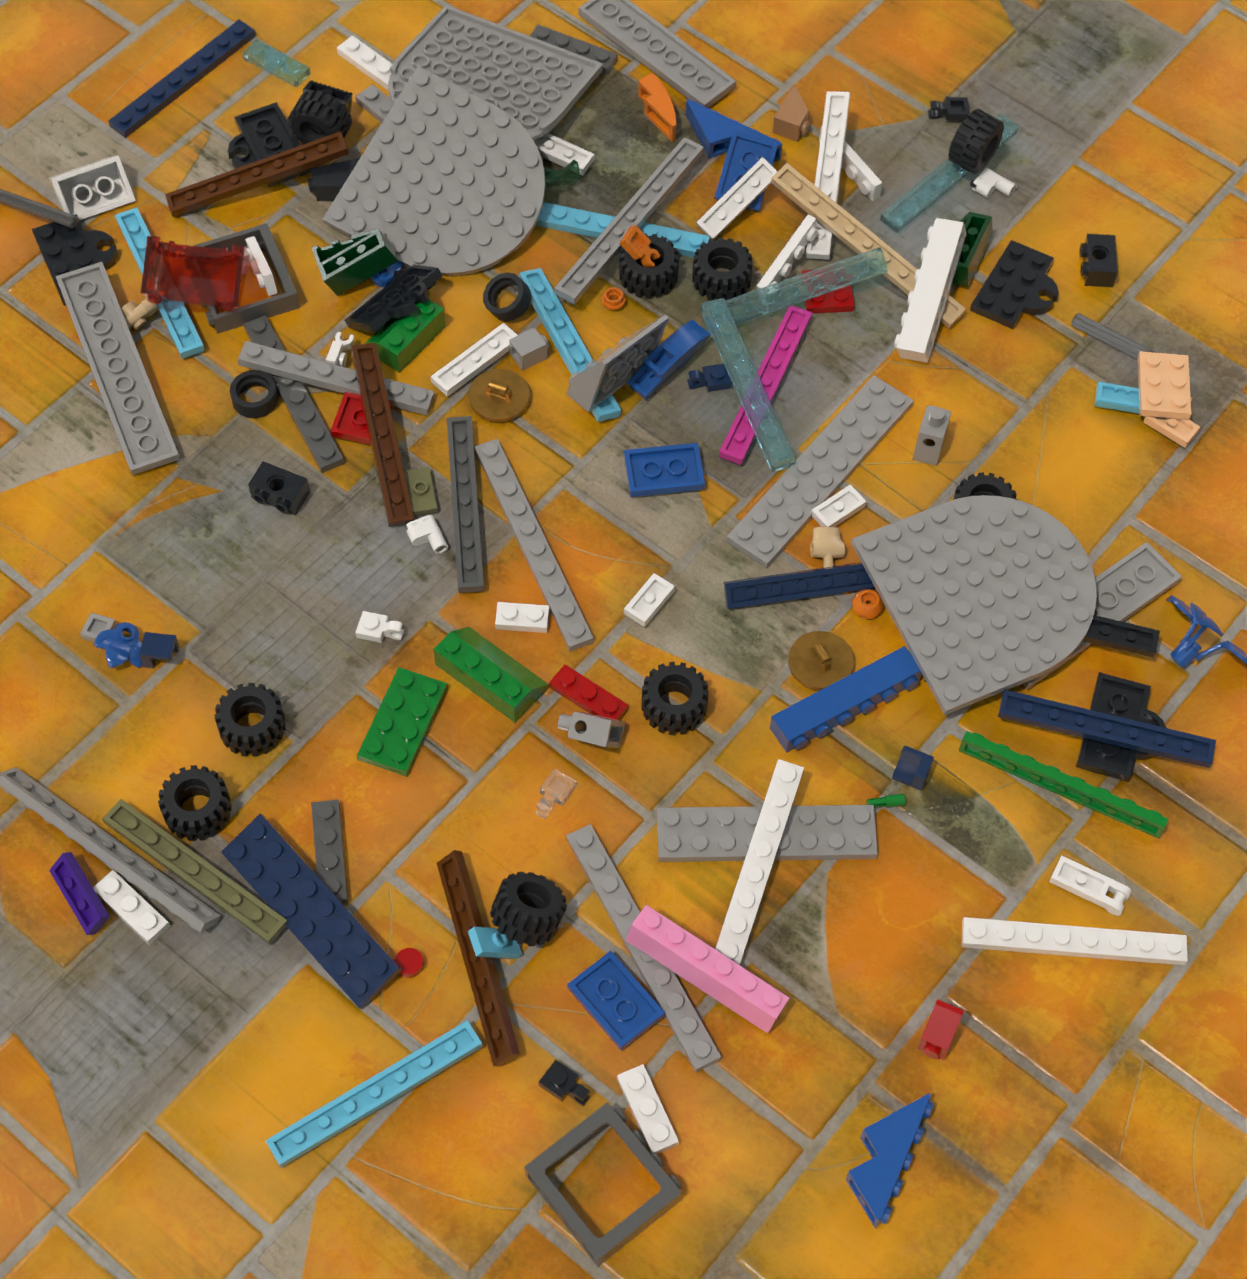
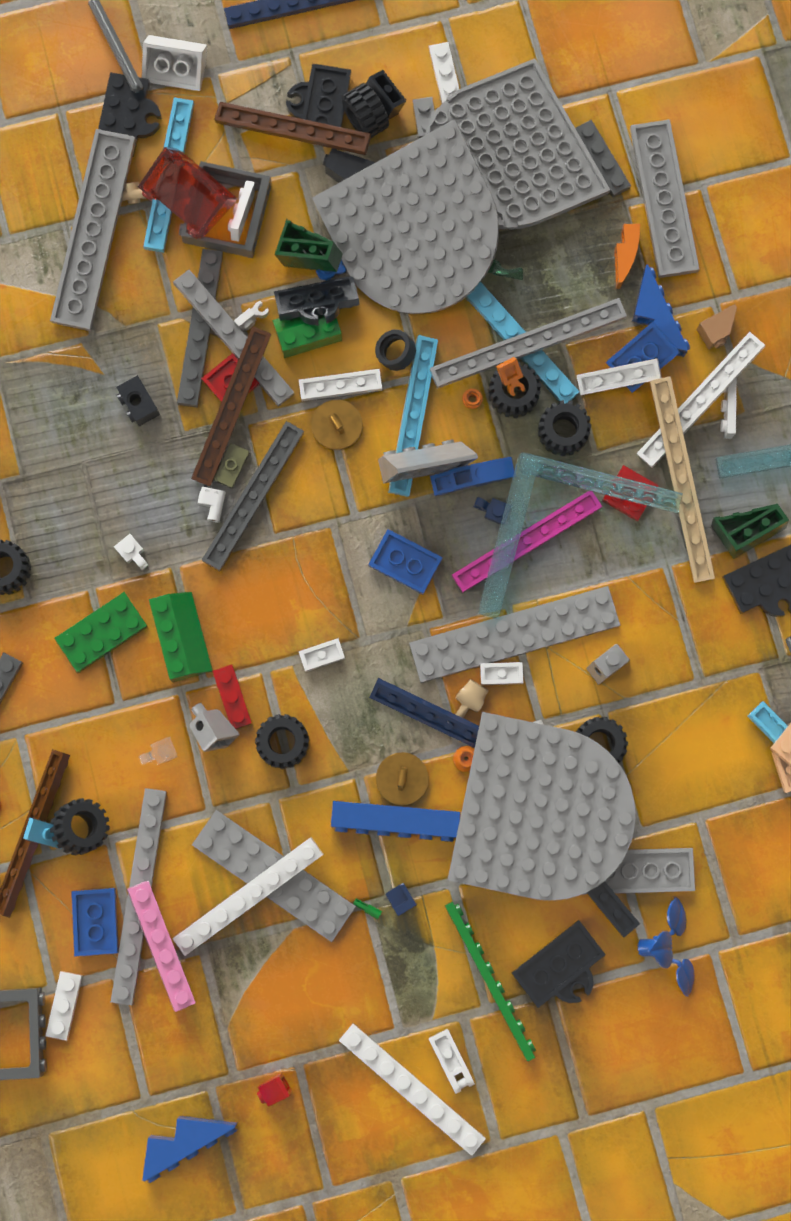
camera: 35 degrees right, 20 degrees up
(250, 379) = (164, 299): black tyre -> none
(276, 63) = (377, 30): clear light blue plate -> none
(522, 617) = (230, 608): white plate -> none
(528, 348) = (382, 401): light grey brick -> none
(534, 545) = (277, 557): light grey plate -> none
(562, 1082) = (25, 950): black plate -> none
(563, 152) = (526, 250): white plate -> none
(793, 250) = (624, 448): white plate -> none
(931, 290) = (696, 550): white brick -> none
(1107, 728) = (547, 966): dark blue plate -> none

